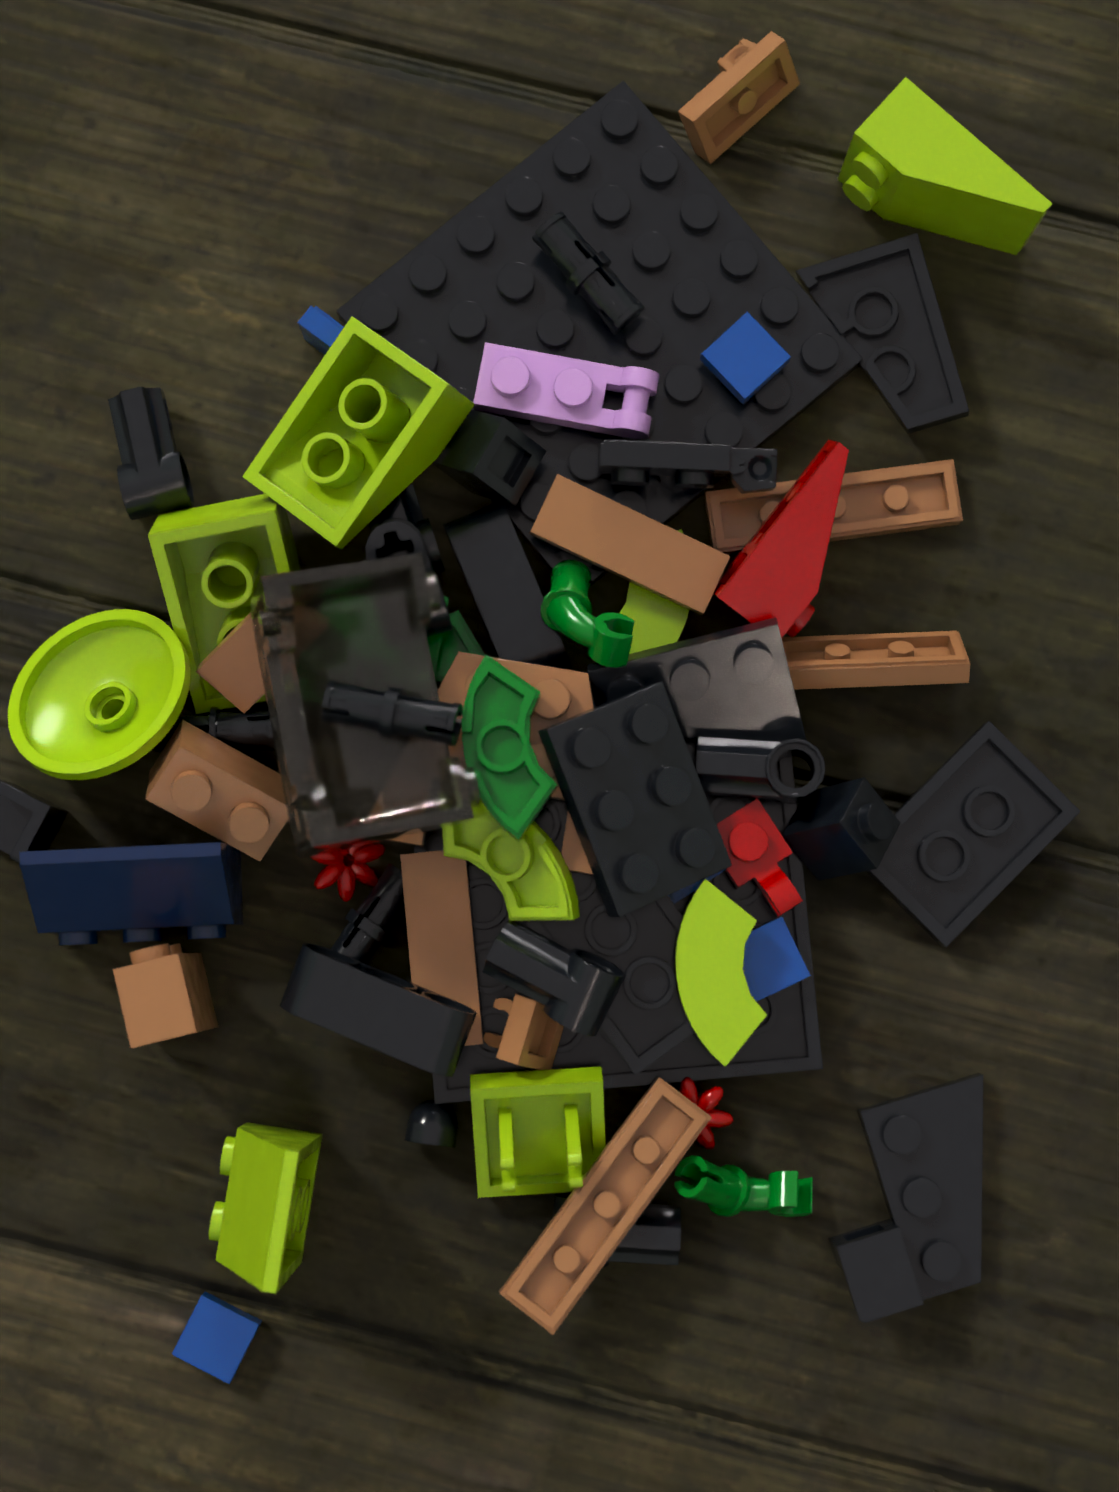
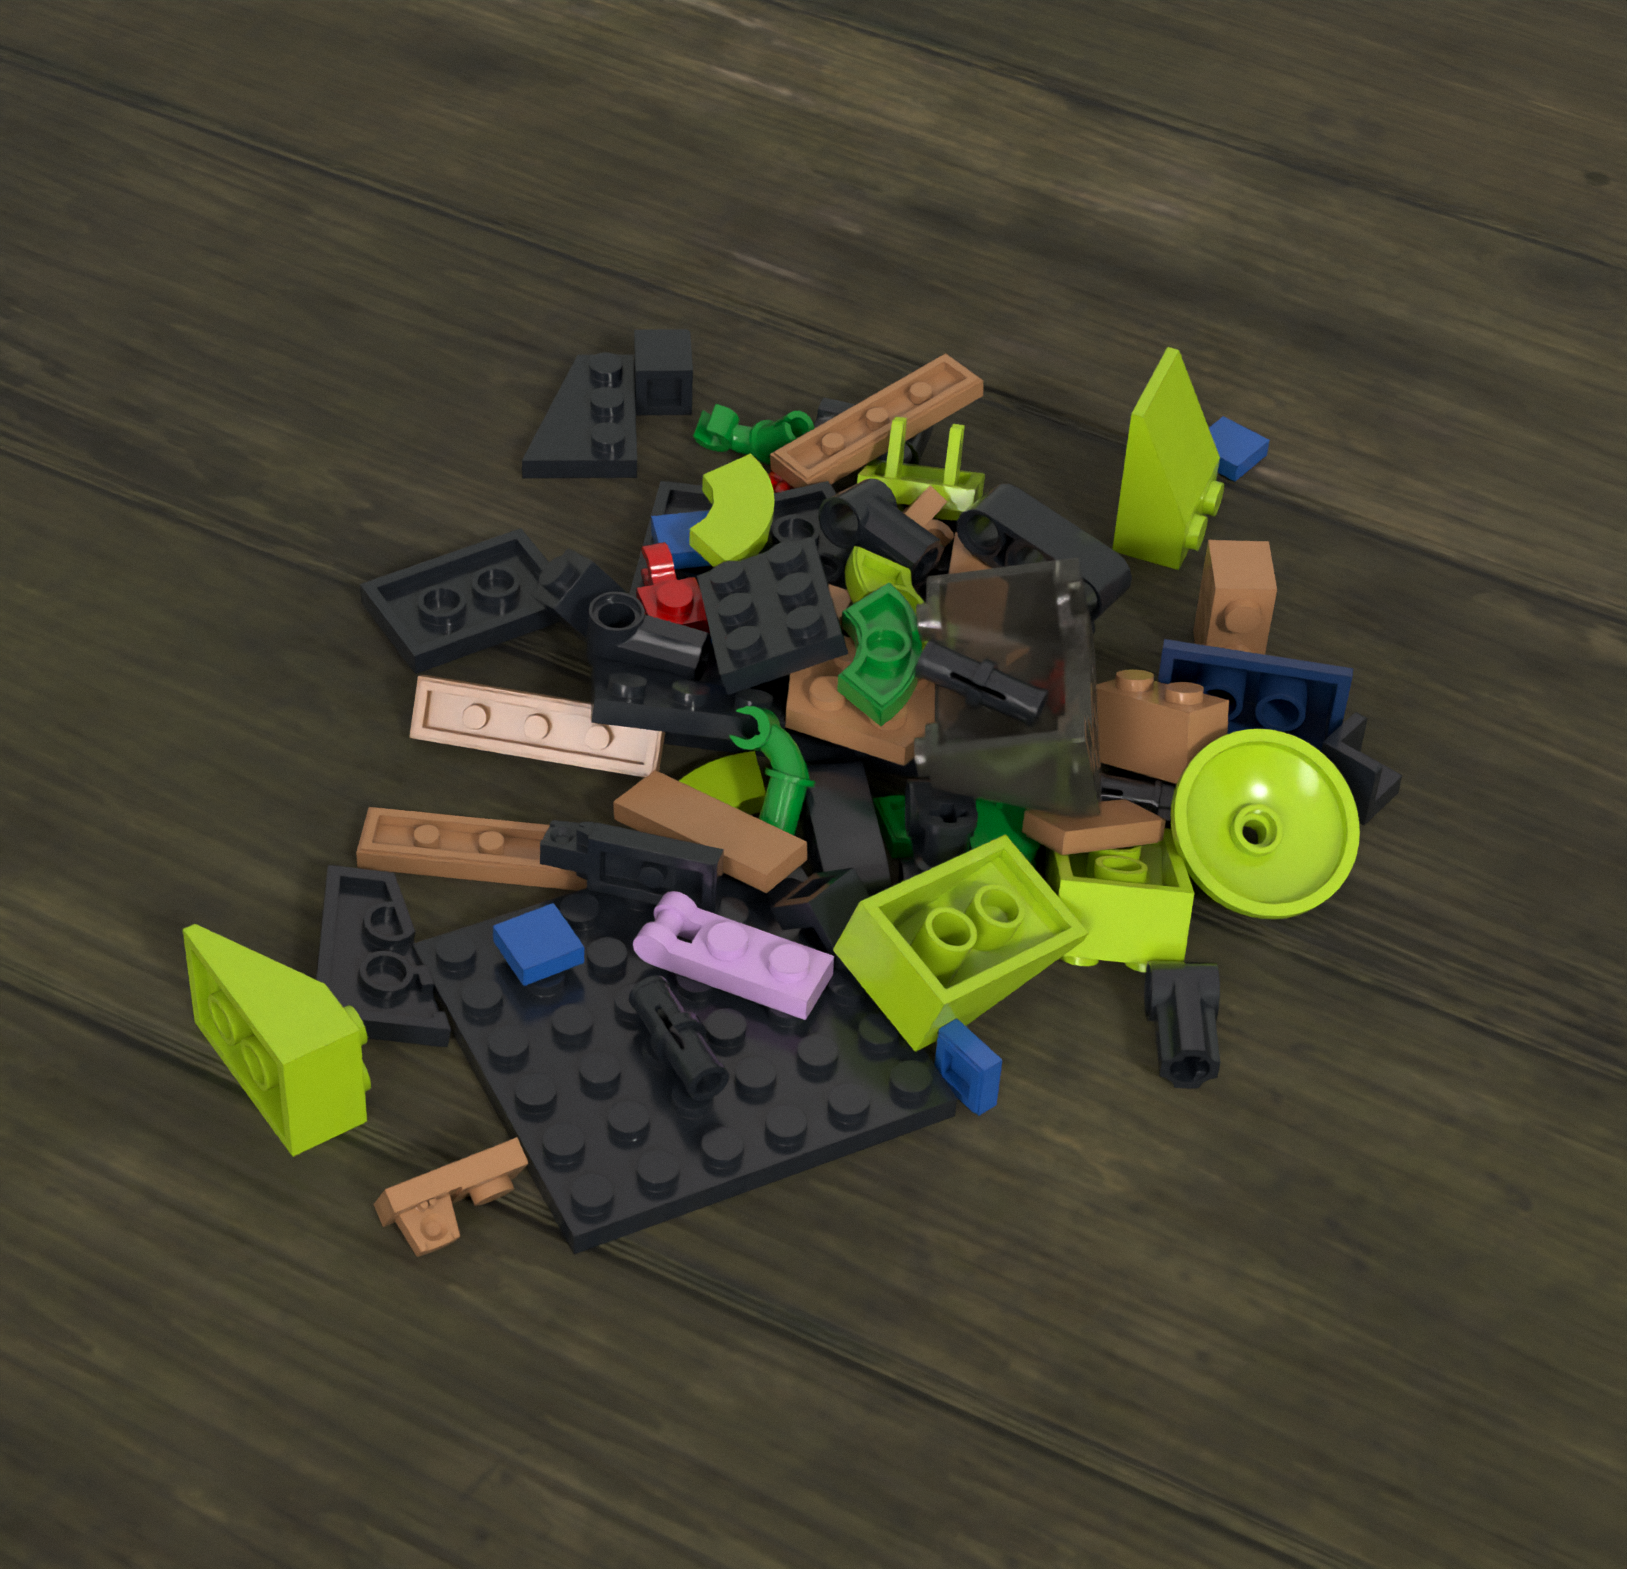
camera: 170 degrees left, 40 degrees down
(786, 556) = (561, 781): red slope -> none

